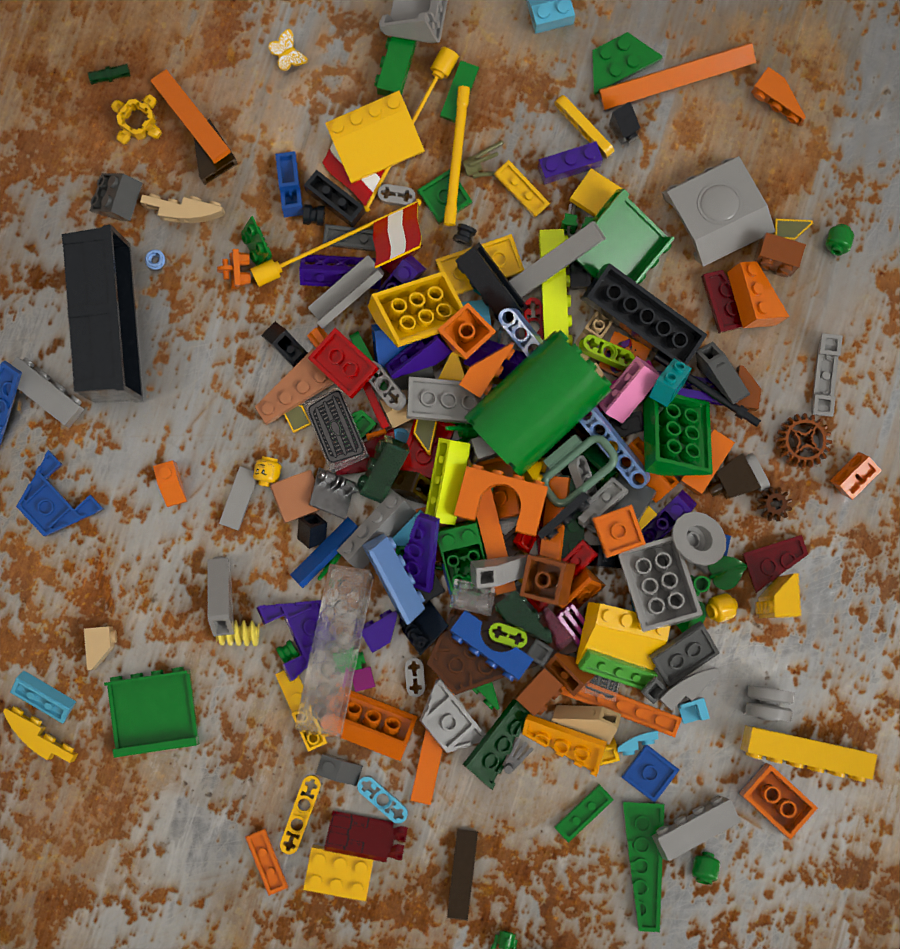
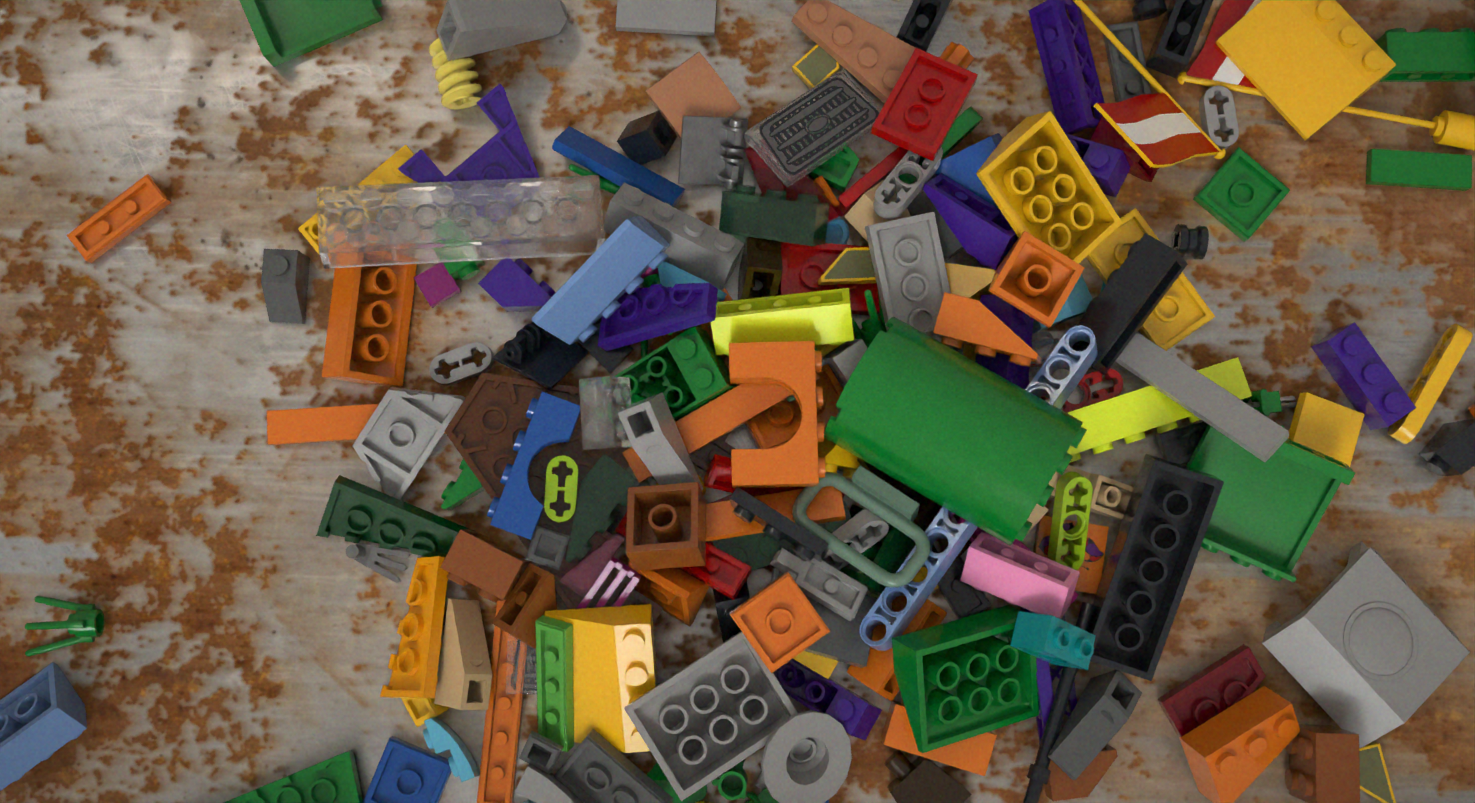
camera: 75 degrees right, 0 degrees up
(267, 471) = (719, 42): yellow head -> none
(288, 652) = (446, 155): green wheel -> none
(303, 815) = (203, 248): yellow beam -> none
(338, 874) = (125, 331): yellow brick -> none
(345, 291) = (1041, 79): light grey panel -> none
(364, 837) = (188, 353): dark red tile -> none
(397, 806) = (257, 394): medium azure beam -> none
(451, 207) = (1401, 177): yellow piece -> none
(462, 874) = (169, 524): dark brown slope -> none
(473, 163) = (1307, 223): olive plant -> none
(521, 189) = (1293, 312): yellow tile -> none
(583, 813) = (318, 692): green tile -> none

